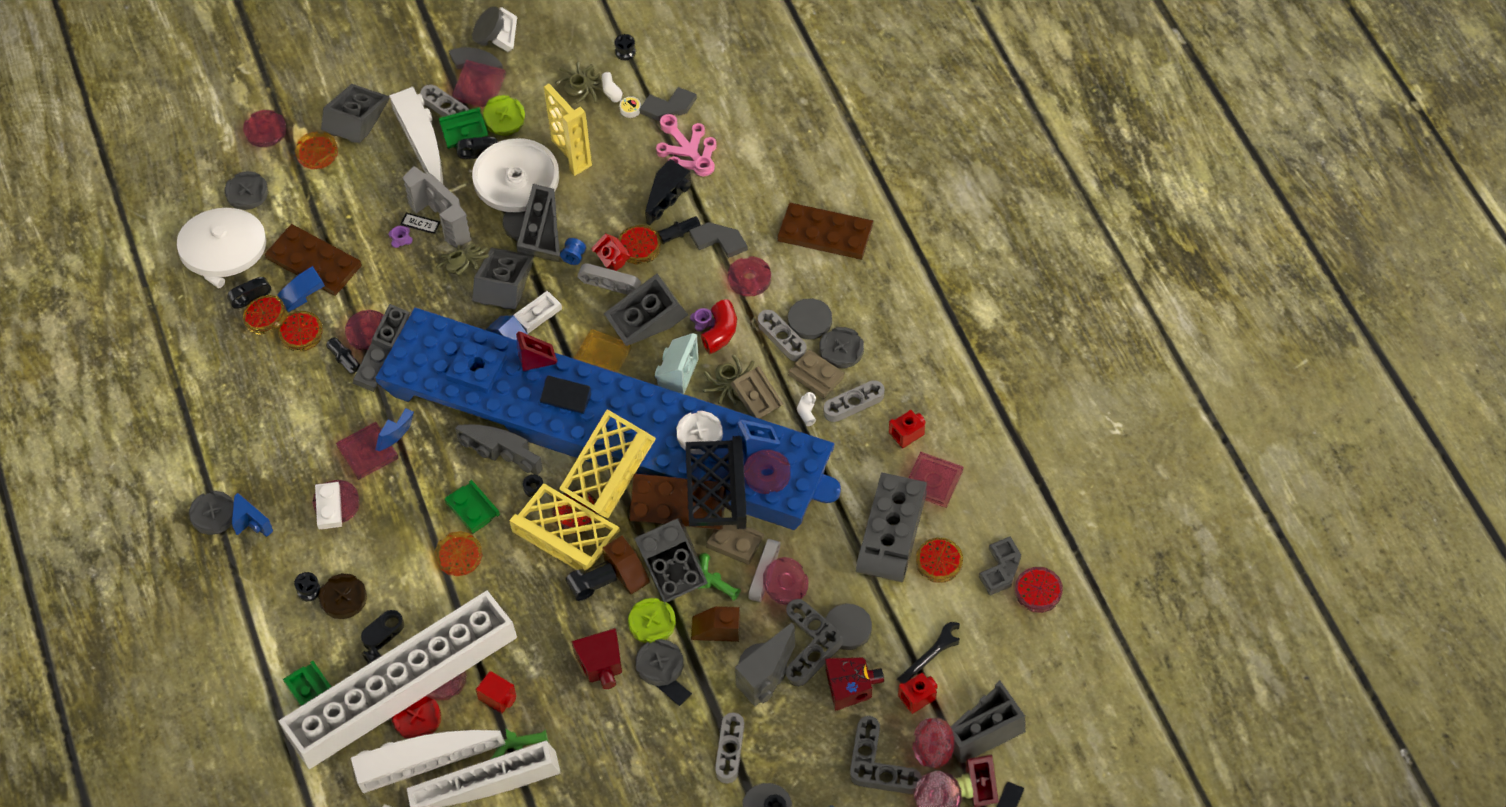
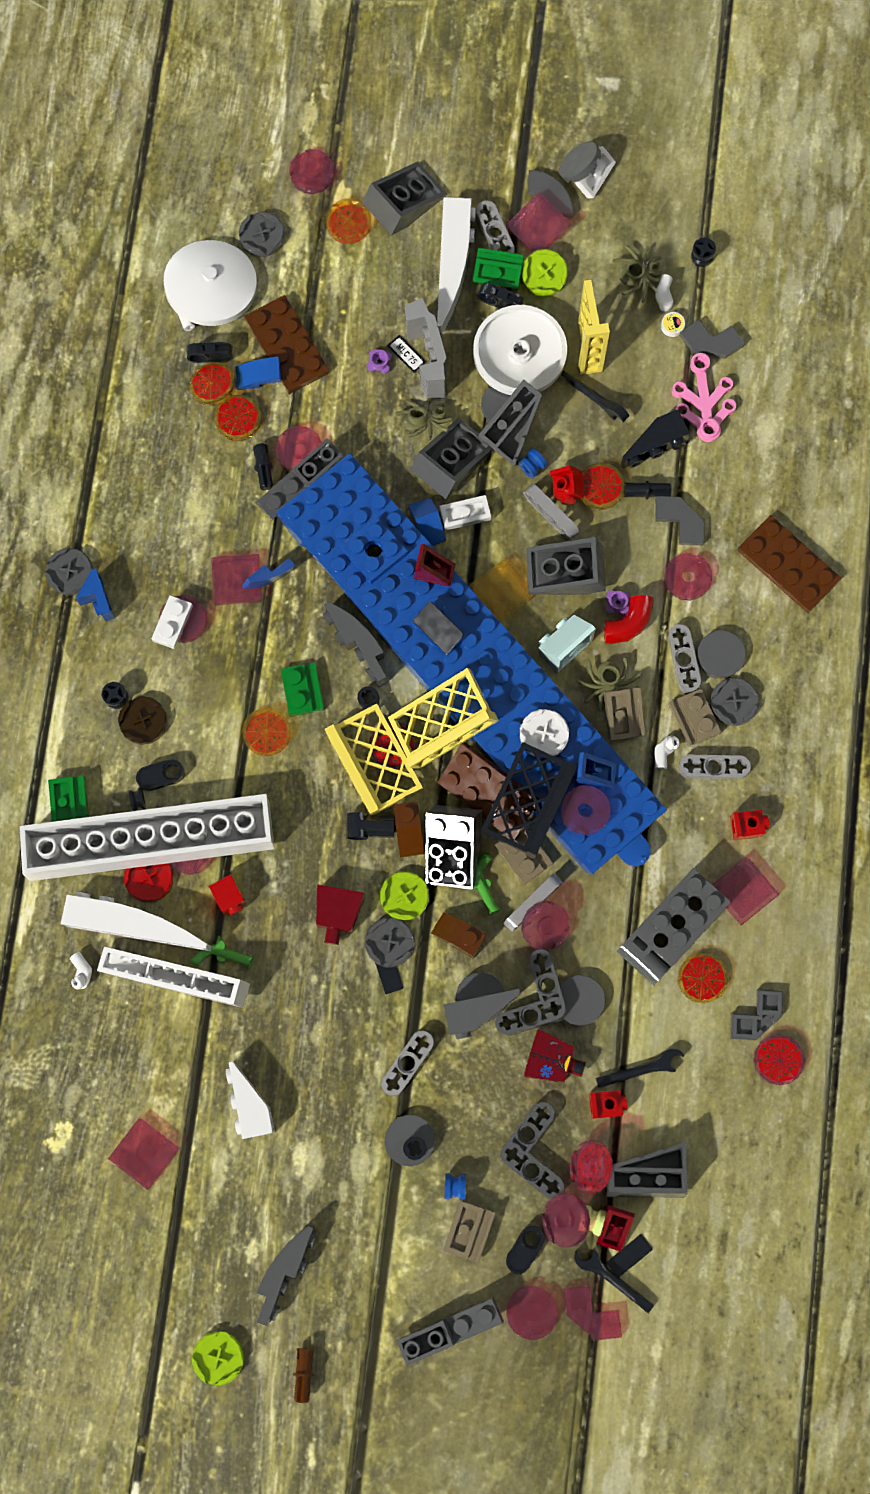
camera: 30 degrees right, 20 degrees up
(615, 185) = (611, 408): none -> black piece

